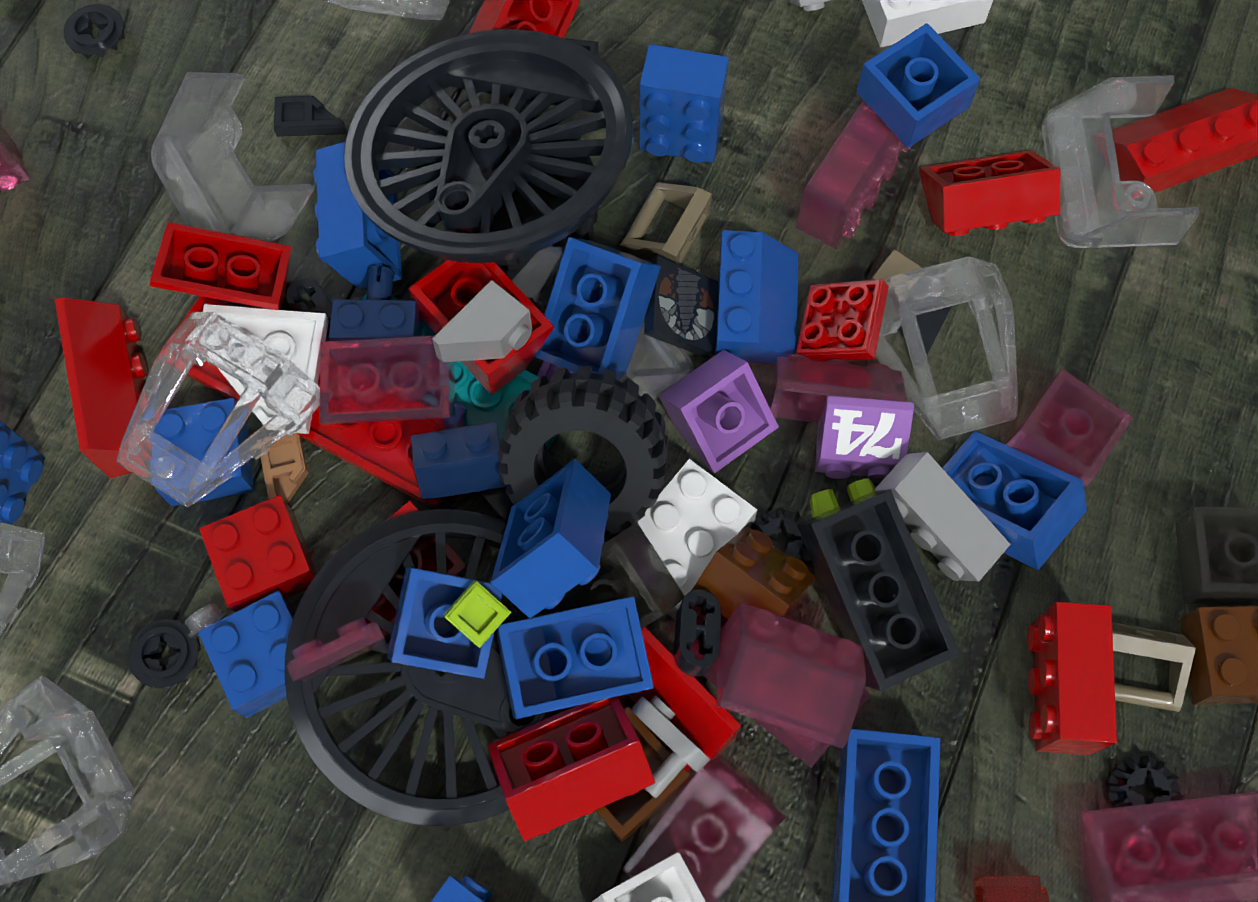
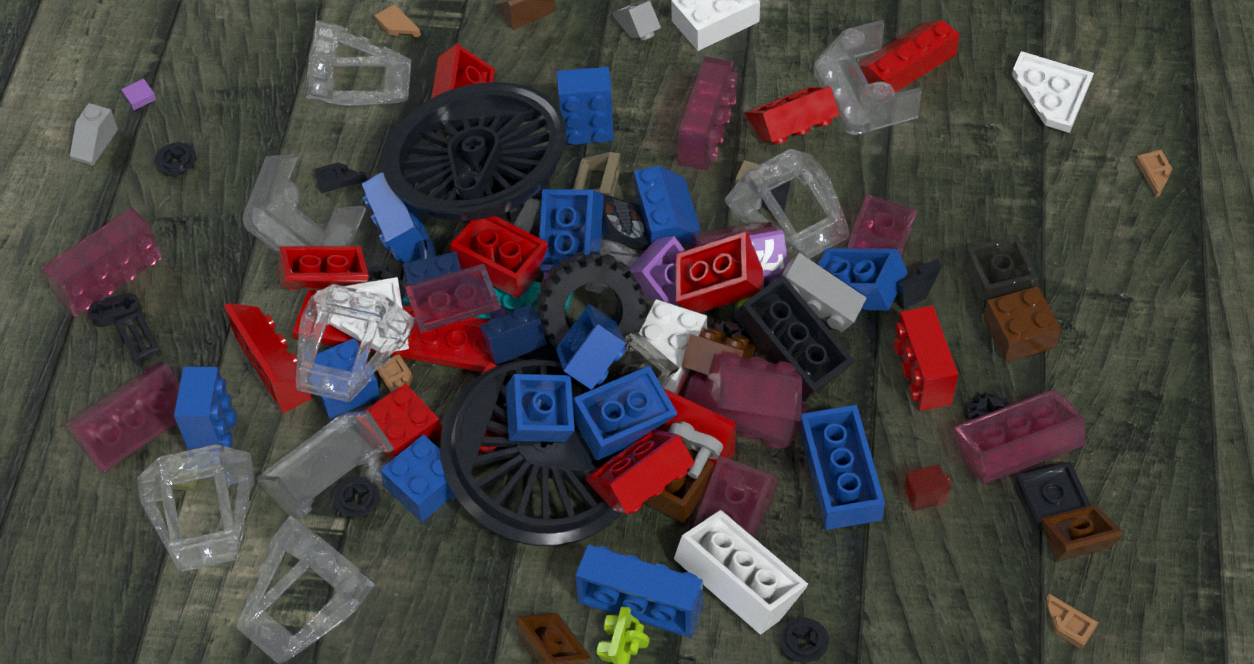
camera: 15 degrees left, 15 degrees down
(114, 585) = (322, 460): none -> clear windscreen
(317, 658) = (479, 437): clear pink tile -> none
(476, 614) = (560, 392): lime tile -> none
(485, 328) = (508, 250): light grey slope -> none
(707, 633) = (693, 381): black beam -> none
(795, 444) = (718, 273): none -> red slope
(842, 320) = (725, 203): red tile -> none
(917, 85) = (728, 56): blue brick -> none
(1094, 543) = (917, 287): none -> black slope
(1161, 646) = (970, 331): dark tan tile -> none

